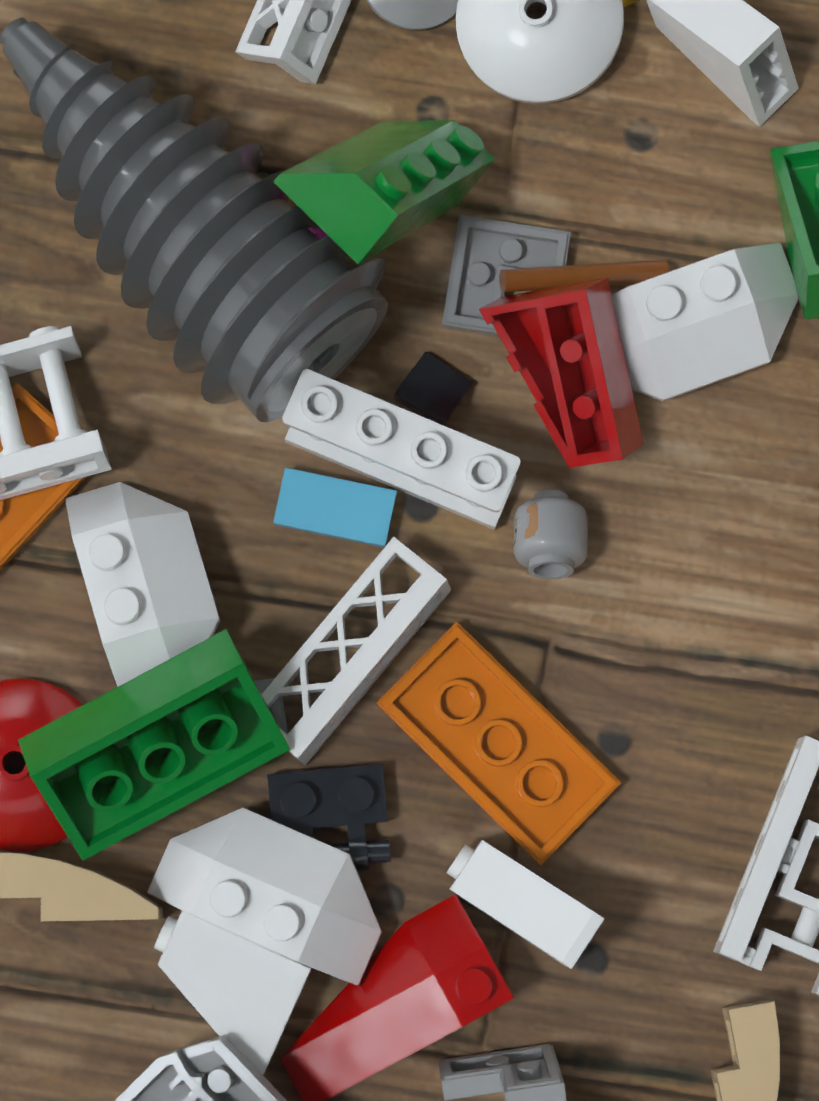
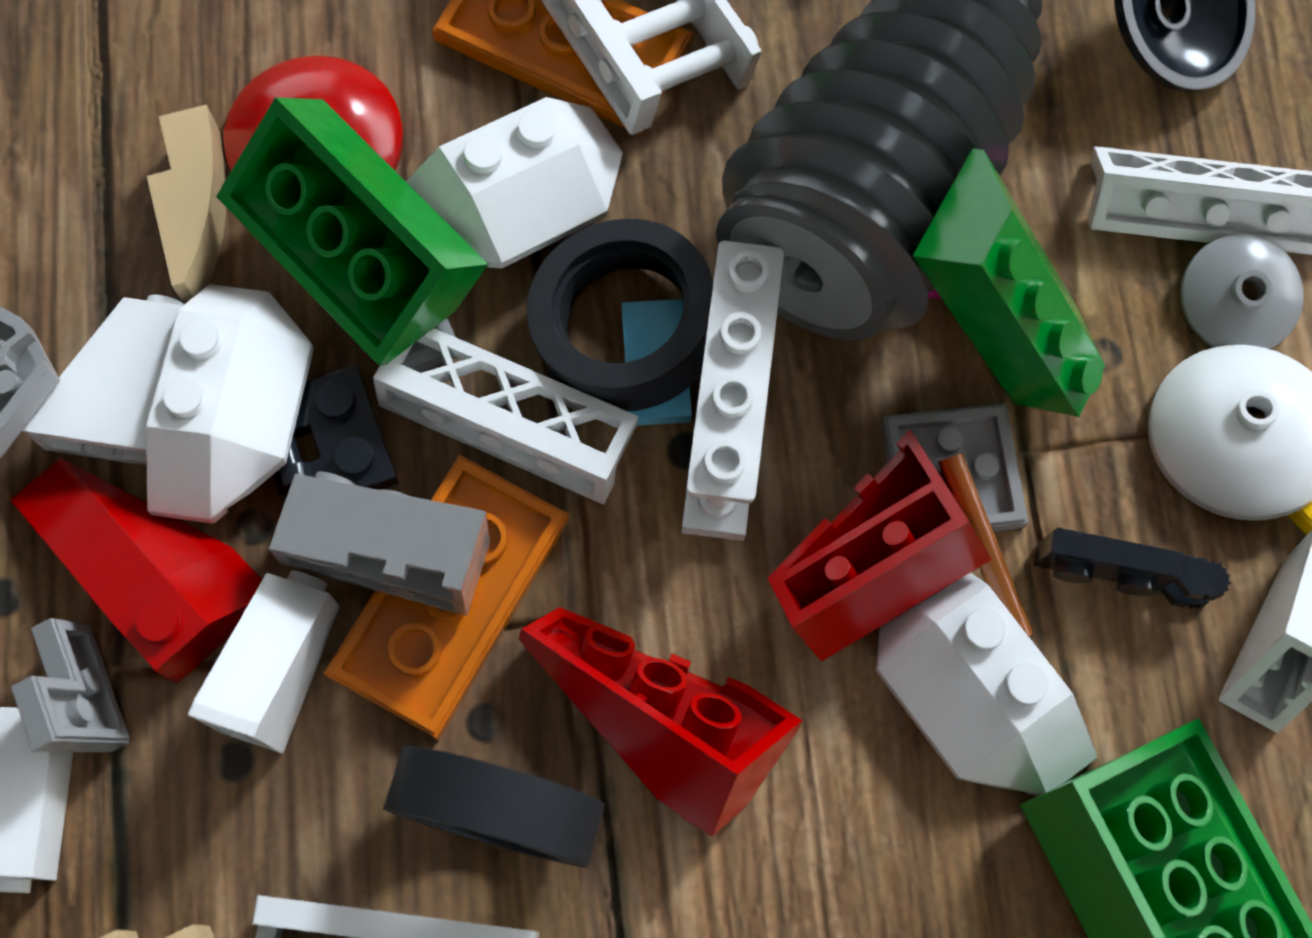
camera: 75 degrees right, 10 degrees down
(223, 536) = (611, 248): none -> black tyre
(432, 389) = (810, 426): black slope -> none
(451, 780) = (383, 540): none -> light grey wedge
(550, 535) = (689, 585): light grey head -> none
(635, 158) = (1134, 566): none -> black hinge
(665, 581) = (682, 735): none -> red wedge
(705, 741) = (494, 805): none -> black tyre

